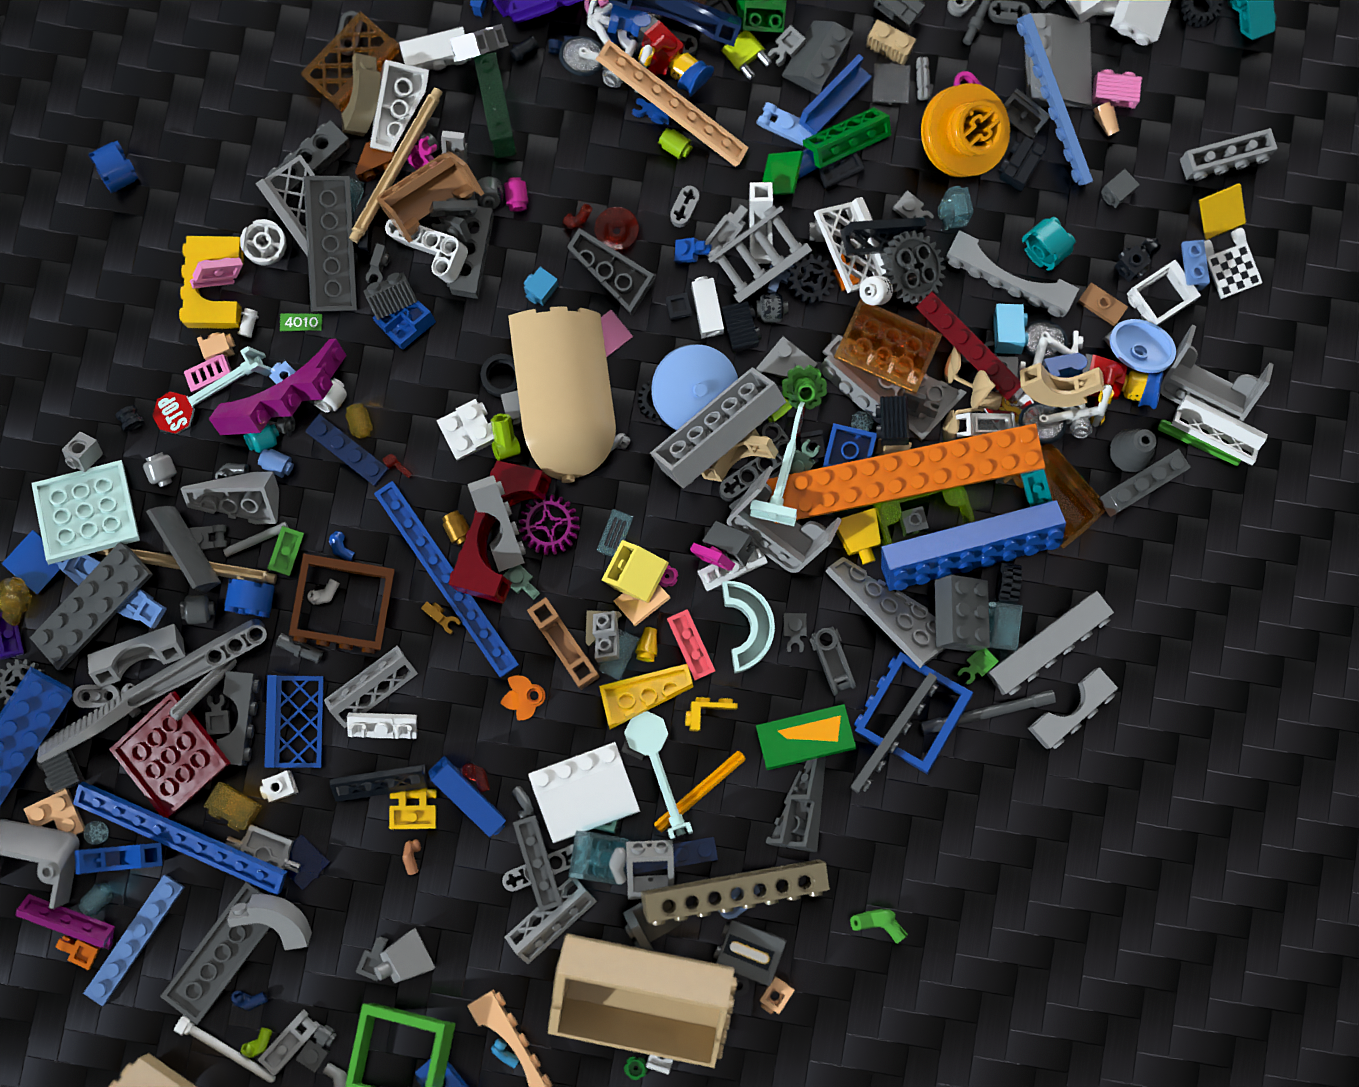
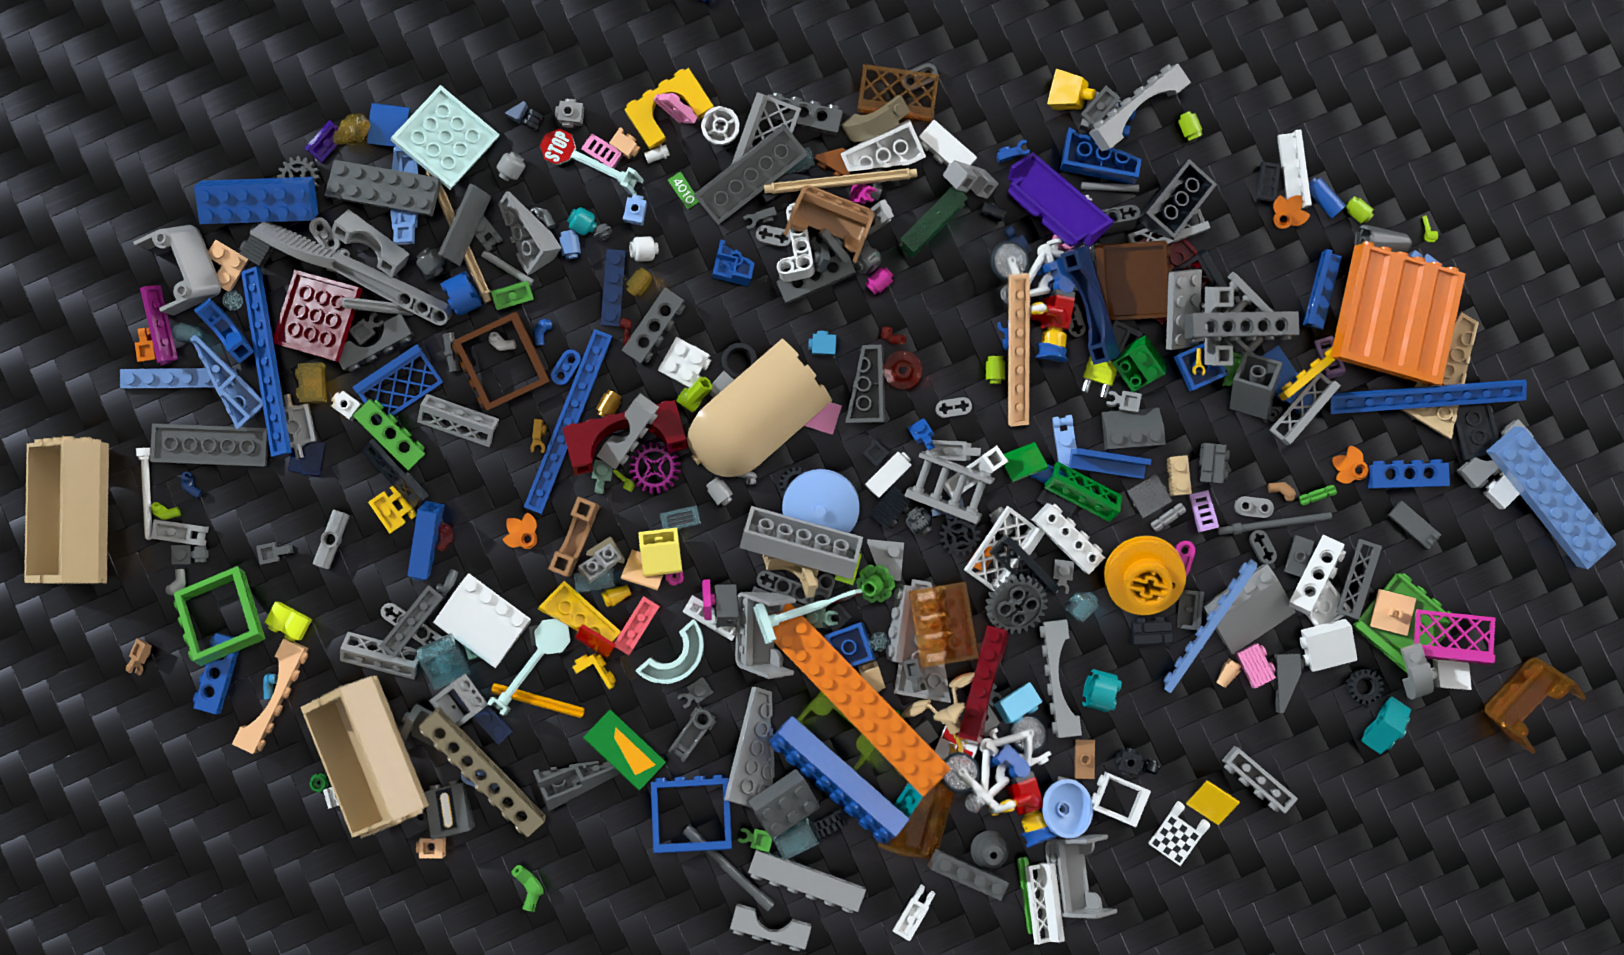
camera: 55 degrees right, 5 degrees up
(82, 452) = (489, 98): light grey brick -> none
(112, 428) = (517, 112): none -> sand blue slope
(149, 377) = (574, 117): none -> light grey brick
(195, 889) = (238, 397): none -> medium blue wedge
(276, 913) = (258, 465): light grey arch -> none
(282, 399) = (615, 220): magenta arch -> none
(302, 774) = (365, 415): none -> bright green brick
(382, 725) = (435, 447): white plate -> none
(390, 295) = (743, 242): dark grey brick -> none
(393, 546) = (565, 367): none -> blue plate
(394, 405) = (665, 299): none -> dark grey brick
(403, 259) = (772, 240): none -> light grey beam
(404, 959) = (286, 573): light grey torso -> none
(408, 856) = (359, 527): nougat arm -> none
(410, 904) = (326, 551): none -> light grey piece
(453, 990) = (288, 621): none -> neon yellow brick
(547, 560) = (629, 484): none -> lime hand
(615, 477) = (719, 491): none -> light grey brick
(617, 865) = (445, 678): light grey arm -> none
(679, 693) = (595, 641): none -> red slope
(860, 534) = (795, 694): yellow torso -> none
(876, 290) = (977, 589): white head -> none
(882, 179) = (1068, 538): none -> white brick
(890, 741) = (655, 813): dark grey plate -> none
(893, 420) = (889, 665): black brick -> none
(913, 521) = (829, 725): dark grey brick -> none
(944, 52) = (1214, 523): none -> lavender slope
(985, 423) = (932, 734): white window -> none
(1060, 391) = (988, 768): tan arch -> none
(1119, 188) = (1179, 716): dark grey brick -> none
(1145, 64) = (1287, 674): none -> dark grey slope
(1148, 562) = (913, 914): none -> white hinge
(1195, 264) = (1157, 807): medium blue bracket -> none

